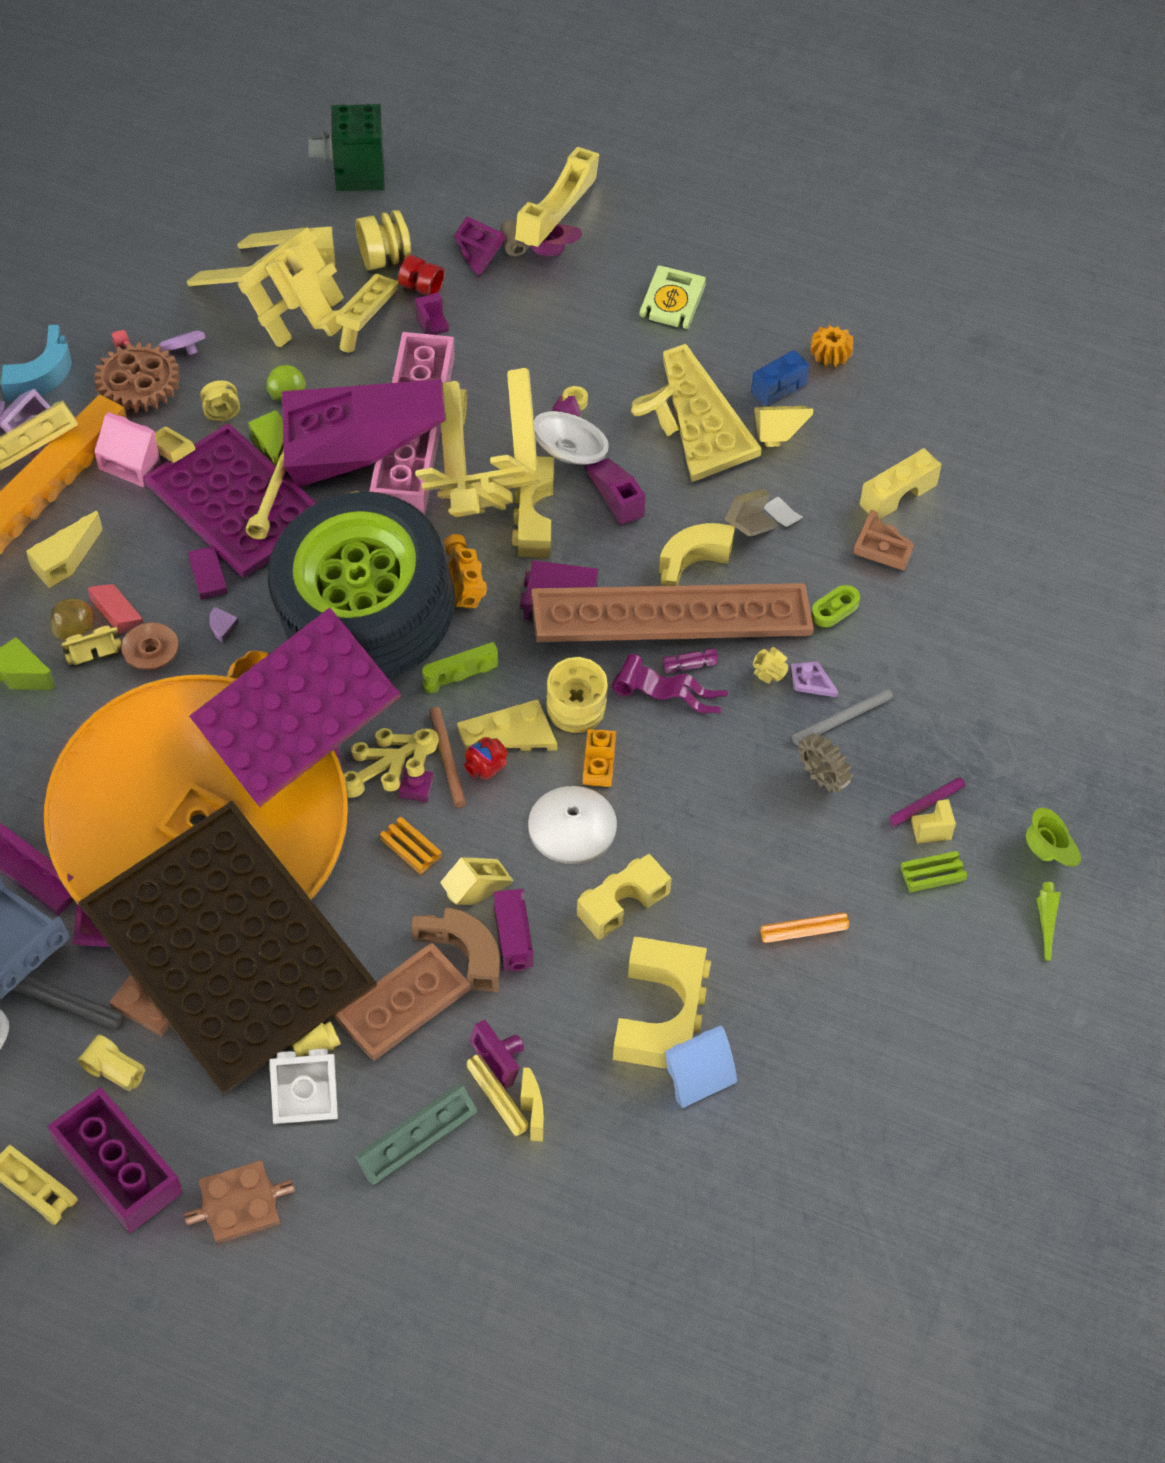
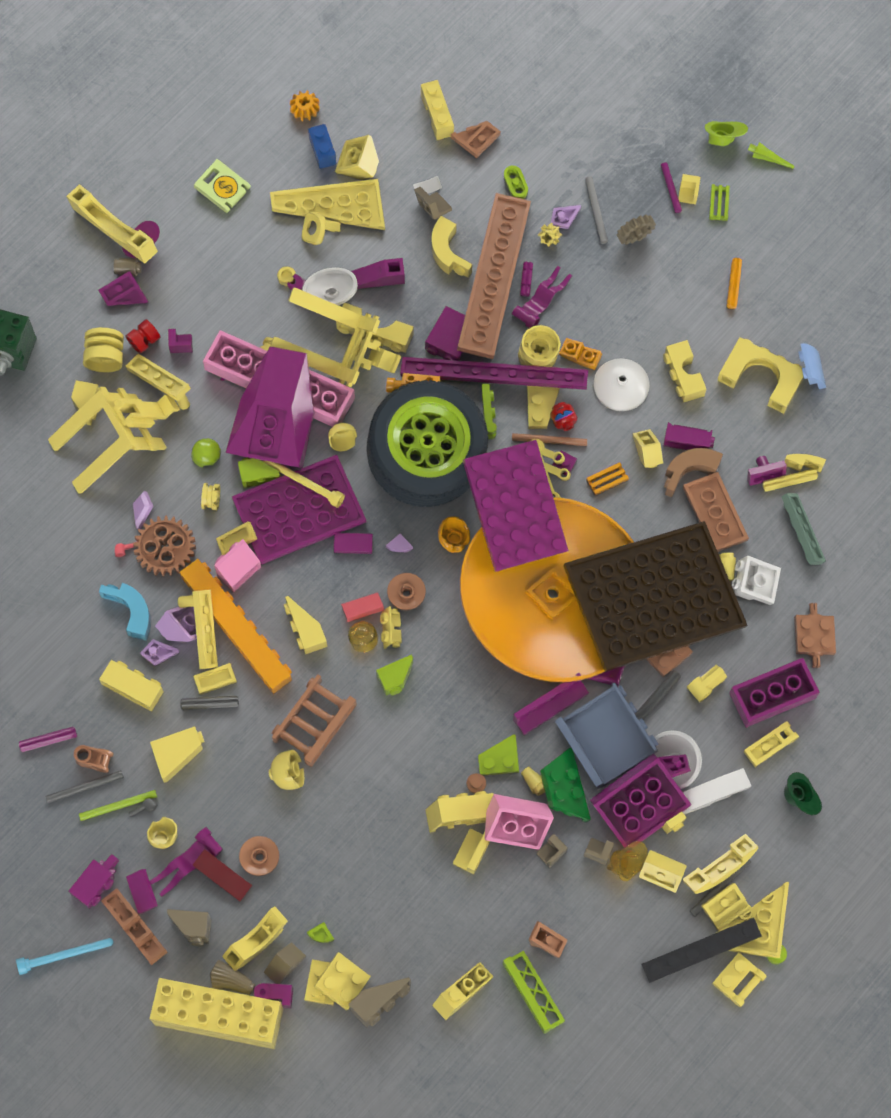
camera: 70 degrees left, 15 degrees up
(520, 659) = (497, 373): none -> magenta plate

